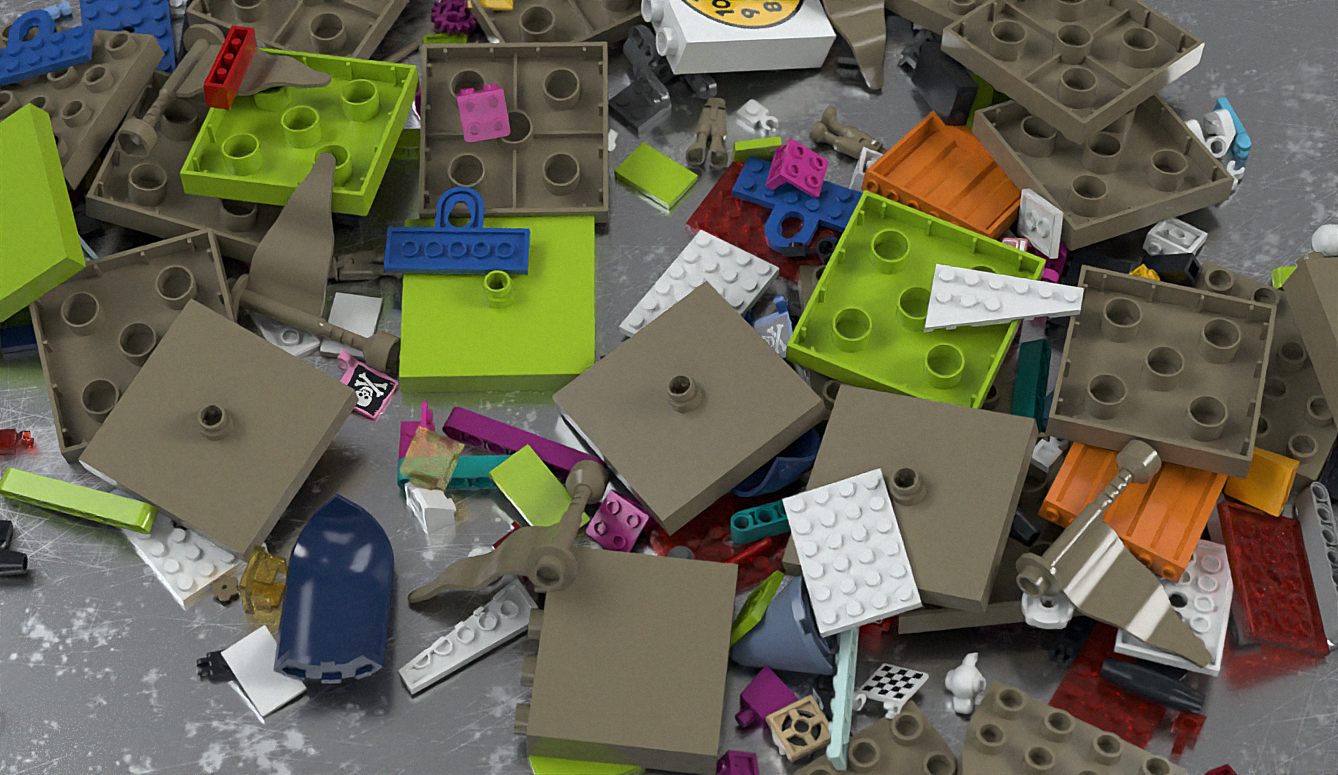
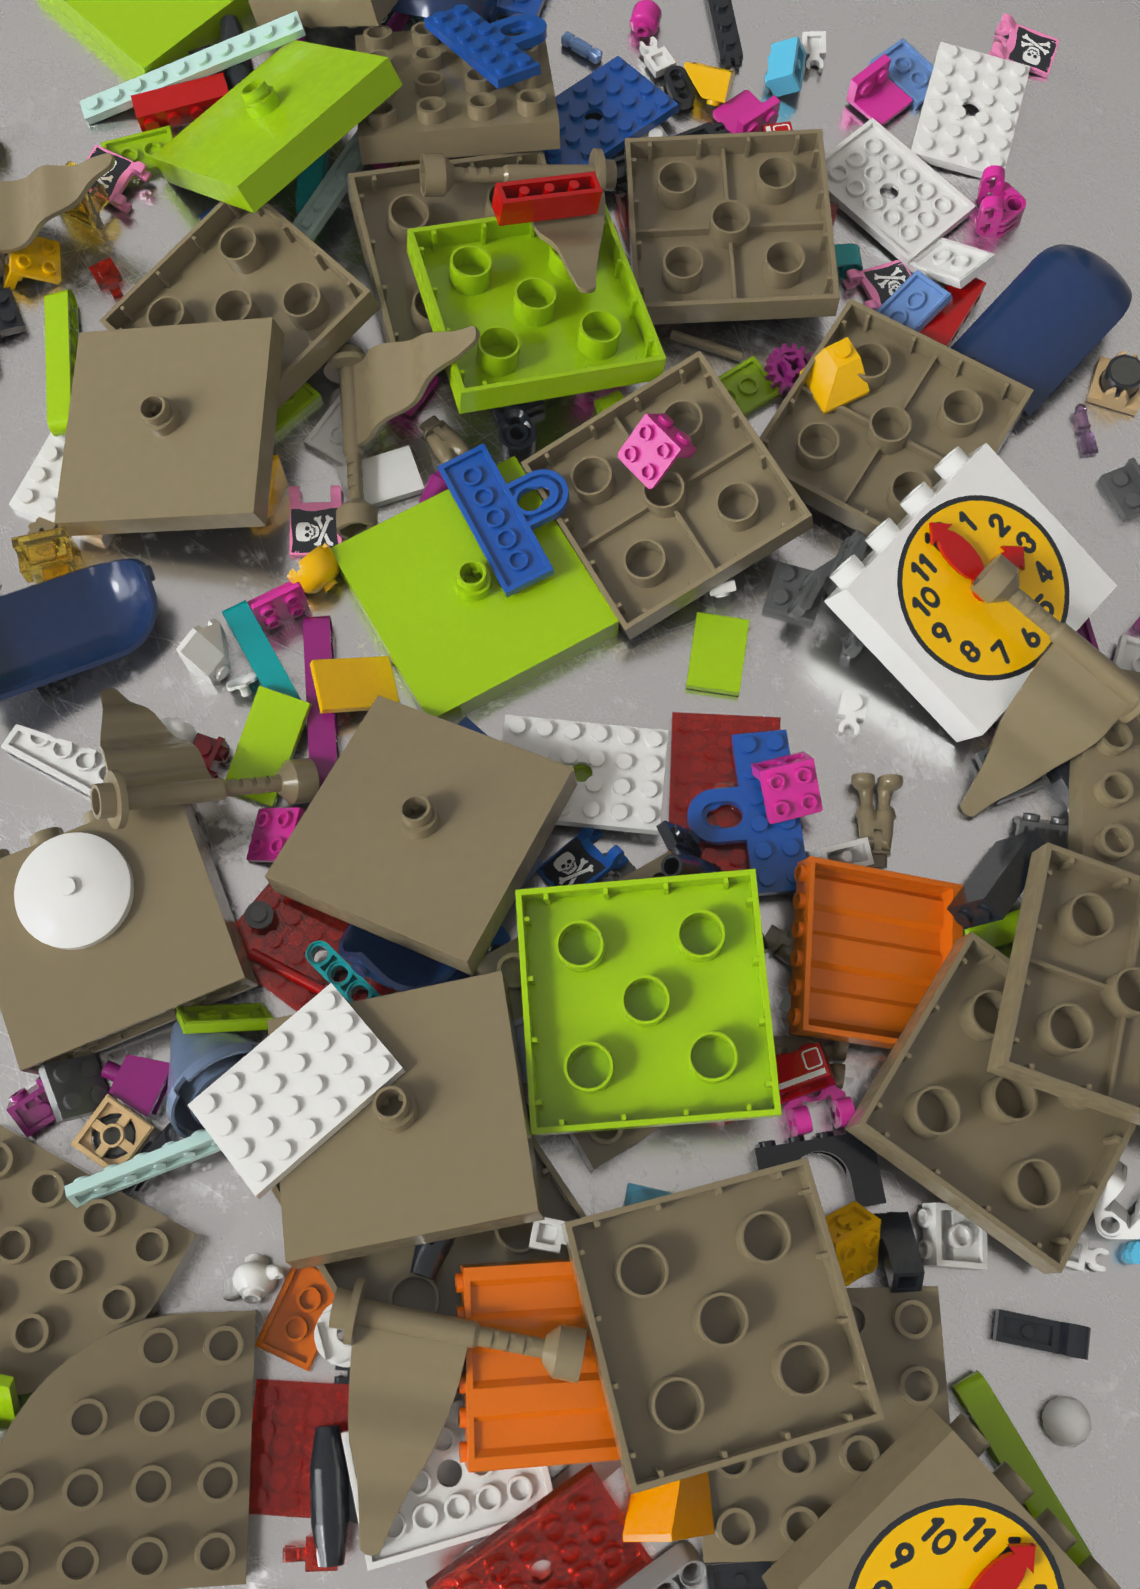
camera: 60 degrees right, 15 degrees up
(384, 212) = (517, 434): none -> black piece
(389, 290) = (433, 487): none -> magenta cone
(407, 398) = (316, 570): none -> yellow cylinder
(431, 459) = (240, 625): clear yellow panel -> none
(469, 495) = (242, 683): none -> white plant
(526, 414) = (352, 683): none -> yellow tile
(595, 650) = (74, 891): none -> white dish
(710, 124) = (807, 673): dark tan piece -> none
(743, 742) = (73, 1087): none -> dark grey plate
(758, 148) = (796, 732): lime tile -> none
(890, 685) = (209, 1203): white flag -> none
(988, 298) = (685, 1067): white wing -> none
(1009, 663) = (294, 1316): none -> orange tile
(1032, 380) = (656, 1169): teal beam -> none
(1040, 223) = (859, 1077): white tile -> none
(1267, 225) = (1042, 1334): none -> black plate

